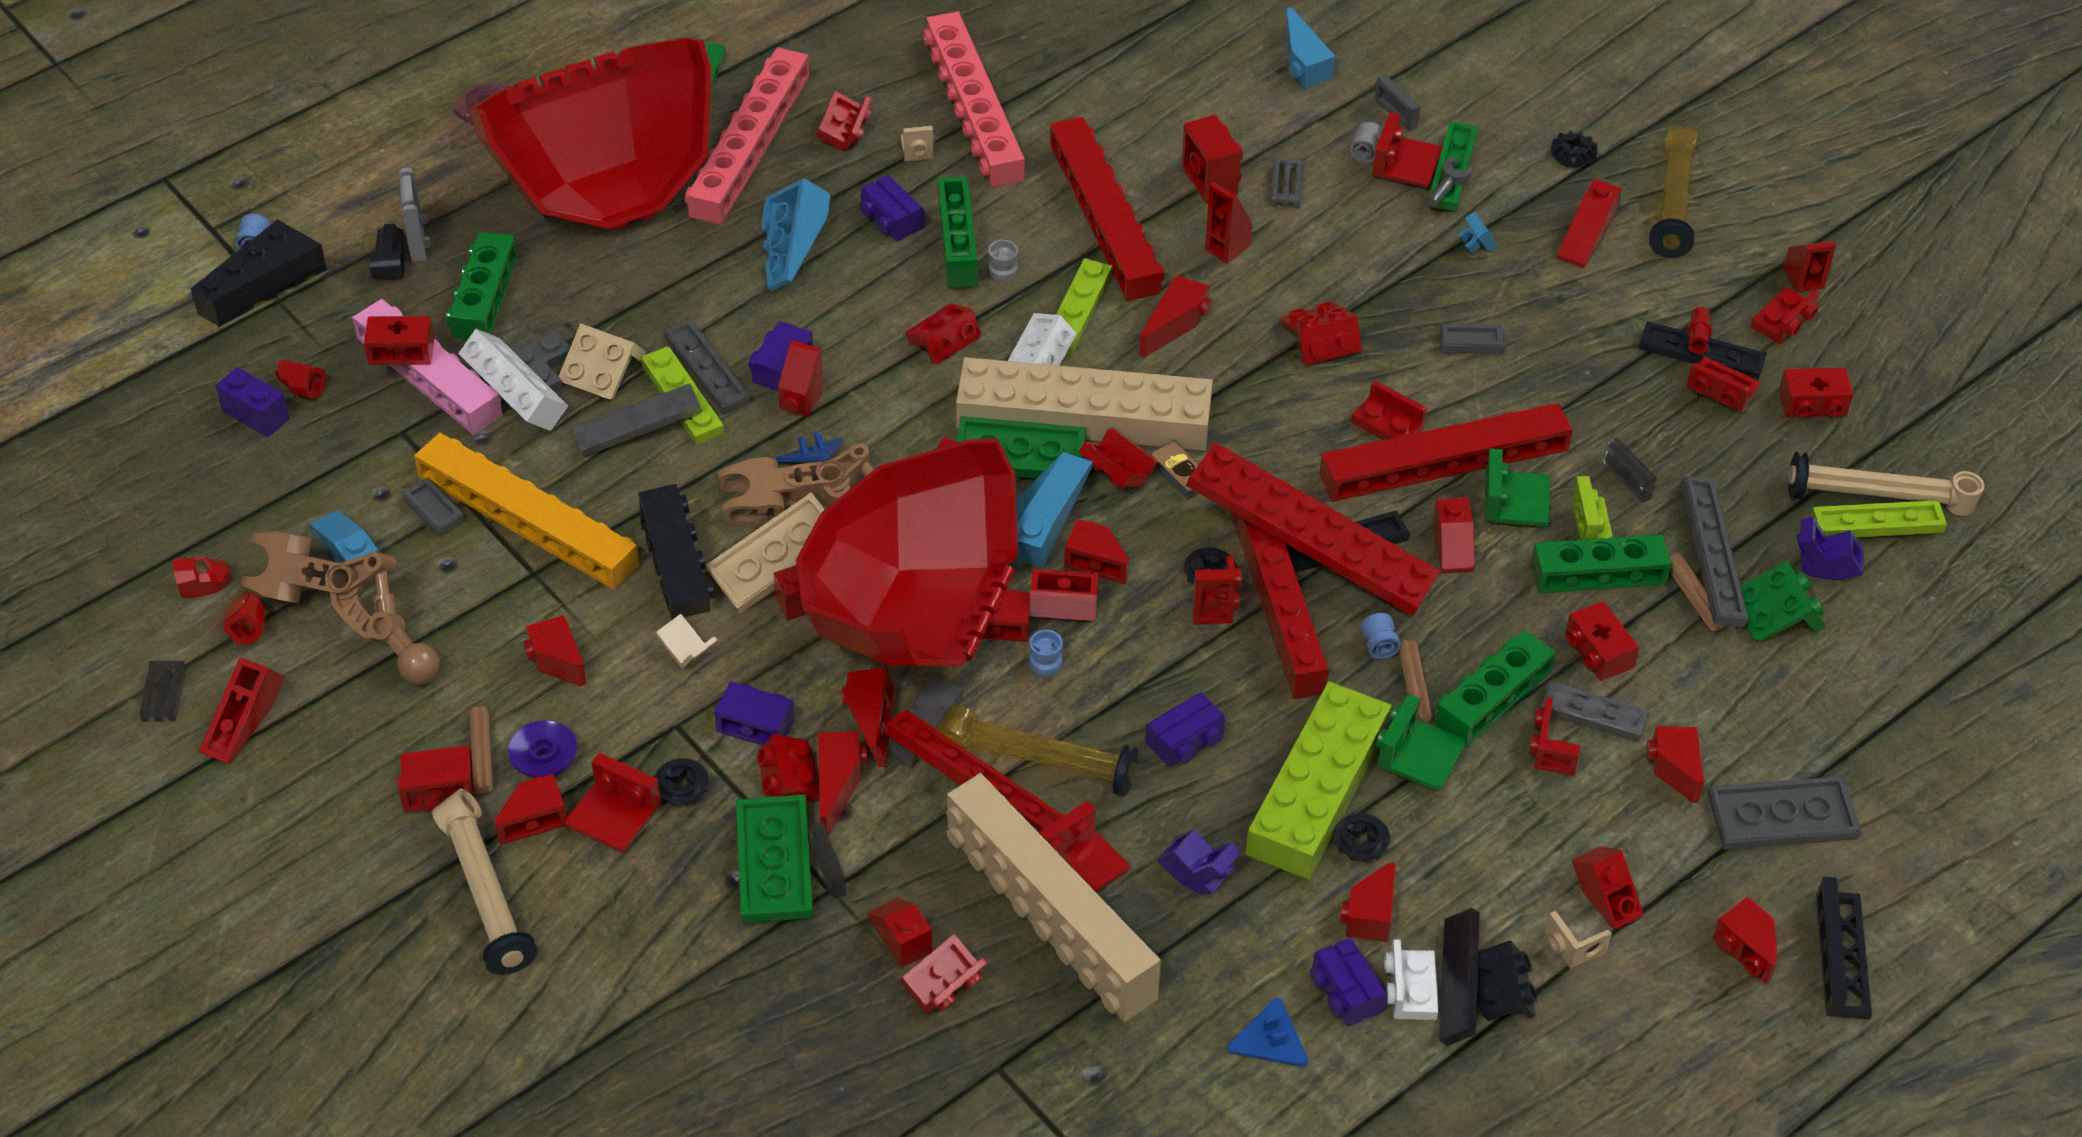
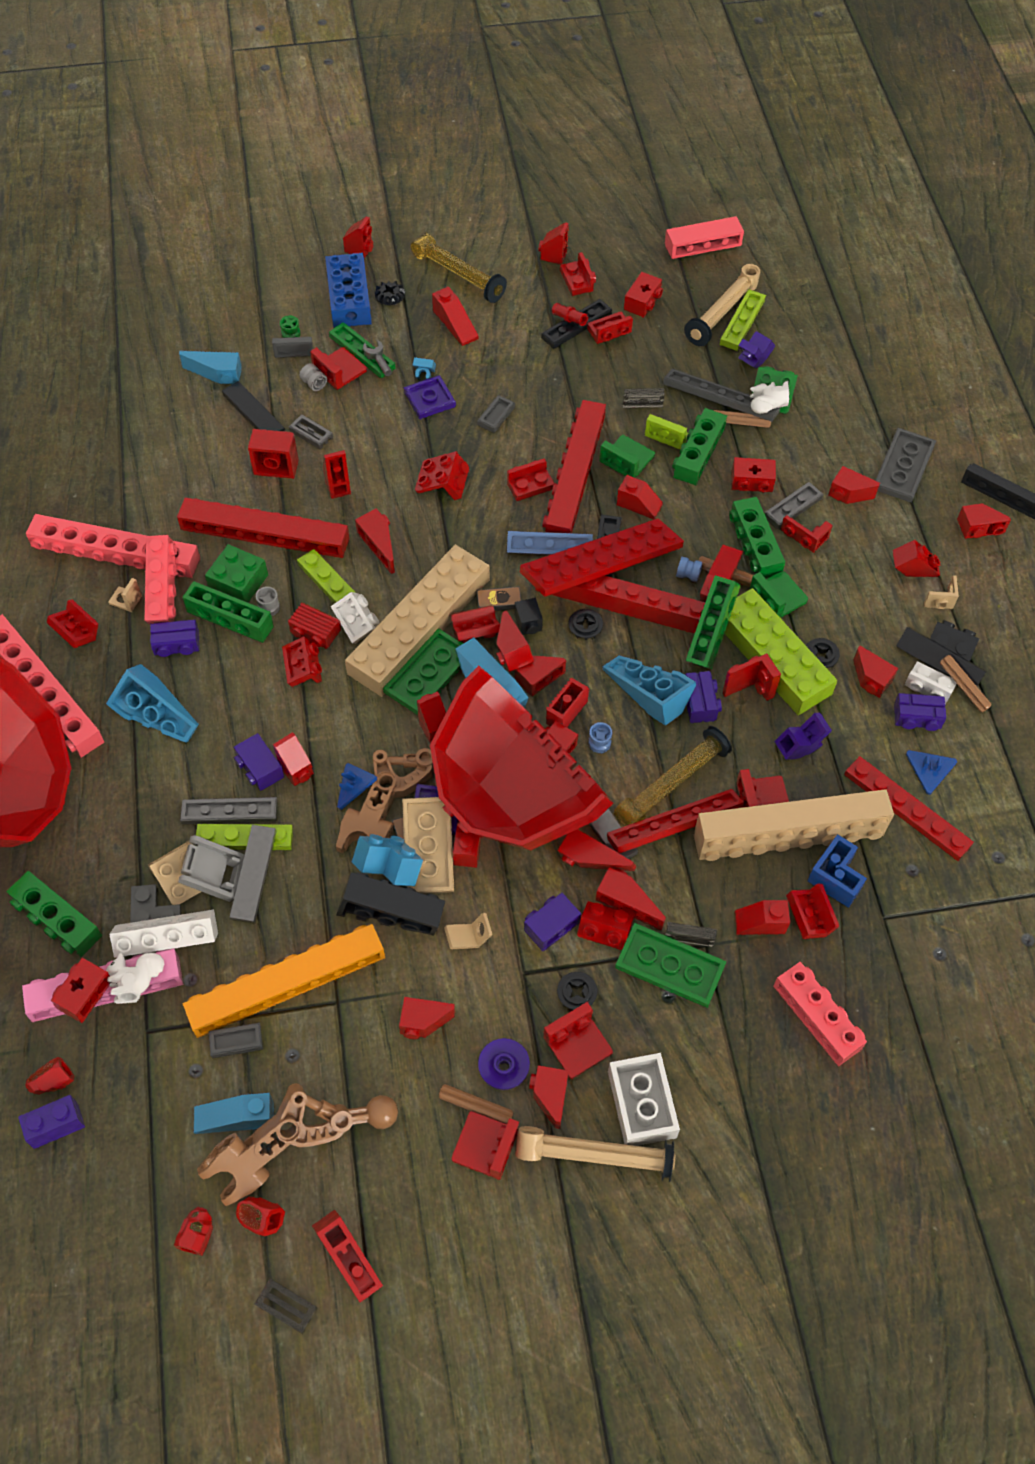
camera: 60 degrees left, 10 degrees up
(437, 373) = (133, 980): none -> white animal
(572, 896) = (643, 1100): none -> white brick
(613, 373) = (206, 865): none -> light grey container
(725, 514) = (388, 857): none -> dark azure brick
(803, 1039) = (820, 1013): none -> coral brick
(948, 150) = (160, 579): none -> coral brick
(1001, 316) = (314, 625): none -> red brick
(1018, 214) = (237, 573): none -> green brick
(1020, 968) = (835, 874): none -> blue brick
(1111, 498) = (512, 645): none -> red slope
(1159, 672) = (656, 691): none -> dark azure wedge
(1172, 505) = (528, 616): none -> black brick
(1184, 1033) = (911, 809): none -> red plate
(1216, 595) = (618, 626): red bracket -> none
(1248, 758) = (757, 671): none -> red bracket
(1271, 119) = (251, 408): none -> black tile
(1292, 678) = (713, 622): none -> green brick
(1298, 468) = (544, 542): none -> medium blue plate
(1389, 668) = (723, 566): none -> red slope
(1426, 86) = (290, 327): none -> green wheel
(1436, 1018) = (965, 683): none -> medium nougat axle
(1440, 264) = (429, 397): none -> dark purple tile
(1534, 106) = (353, 309): none -> blue brick
(1626, 76) = (359, 238): none -> red slope
(1742, 594) = (769, 397): none -> white animal
(1986, 411) = (704, 237): none -> coral brick

